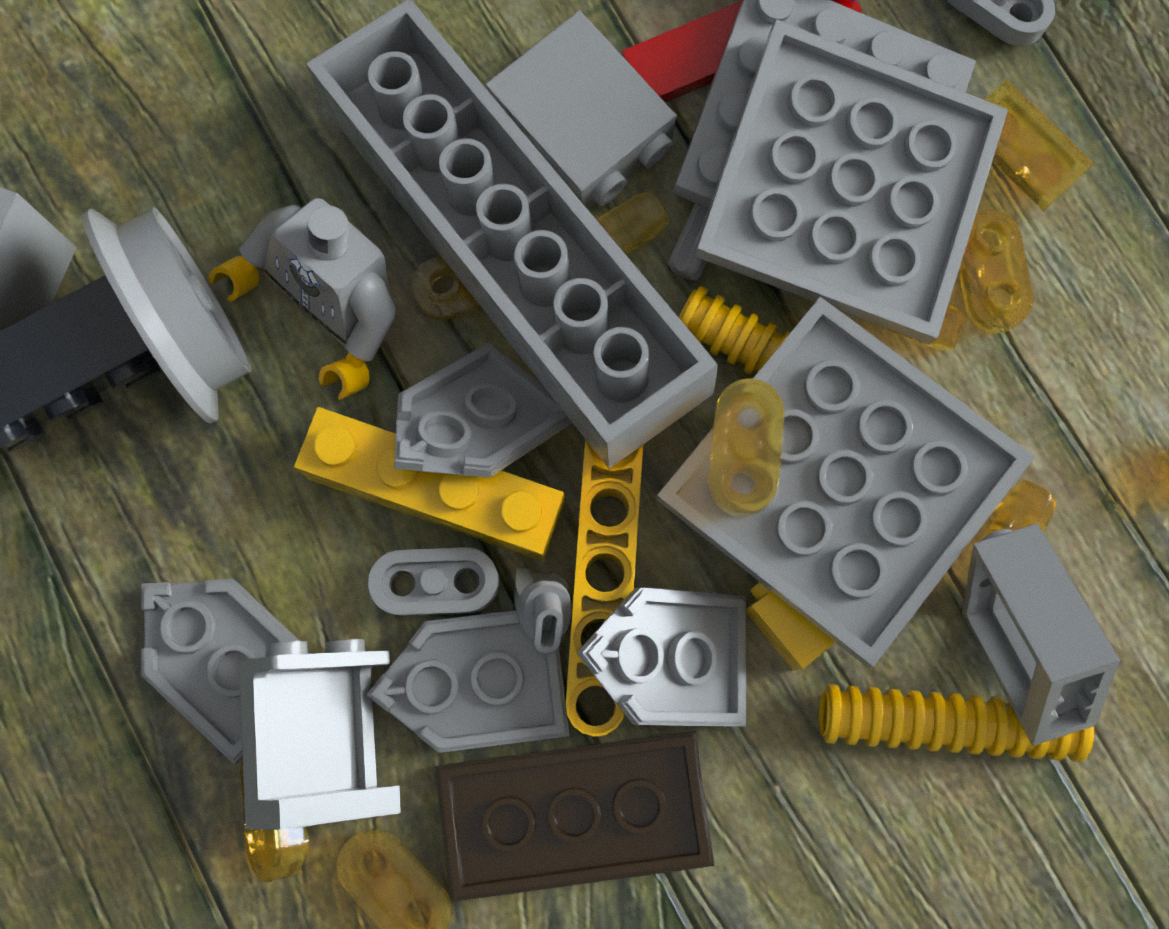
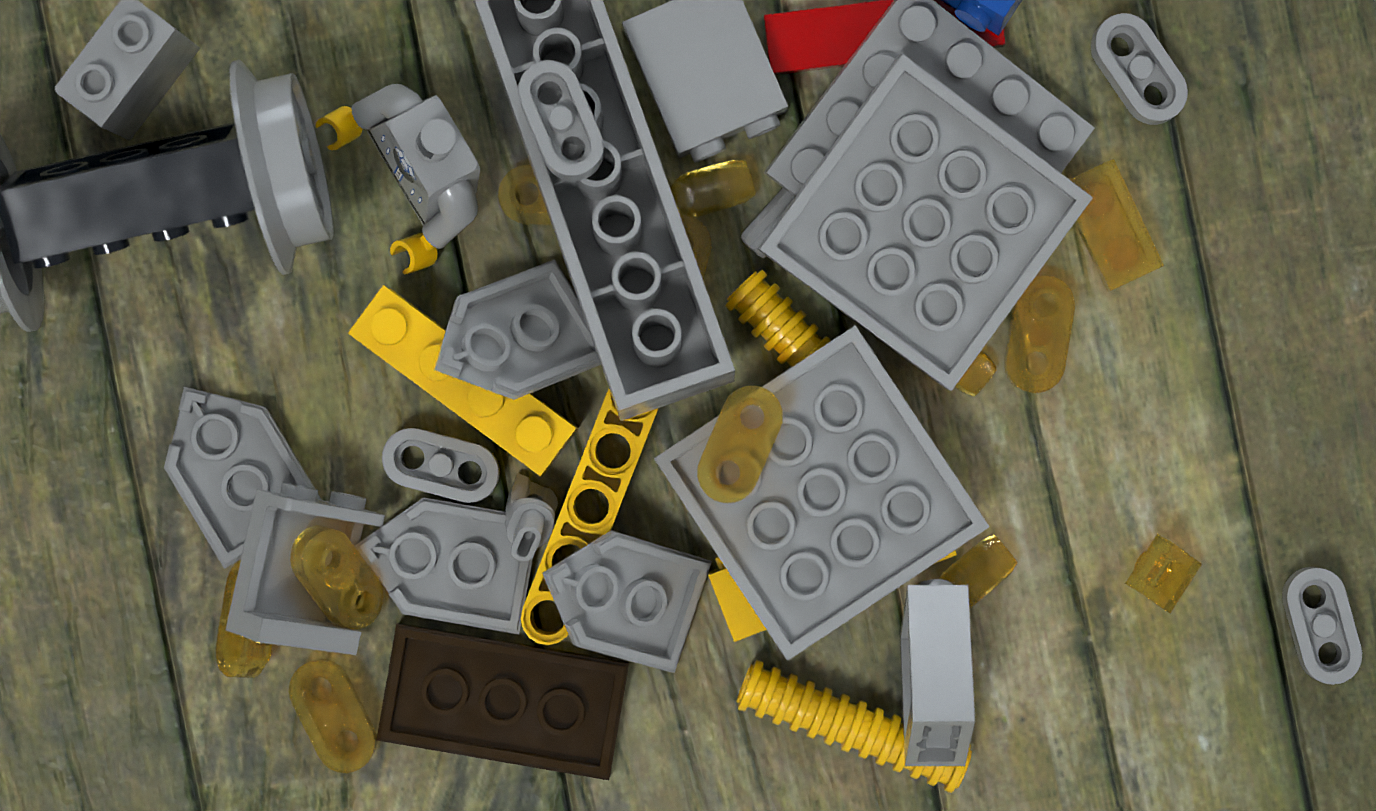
camera: 20 degrees right, 10 degrees up
(360, 739) = (340, 582): none -> clear yellow plate
(454, 175) = (562, 122): none -> light grey plate

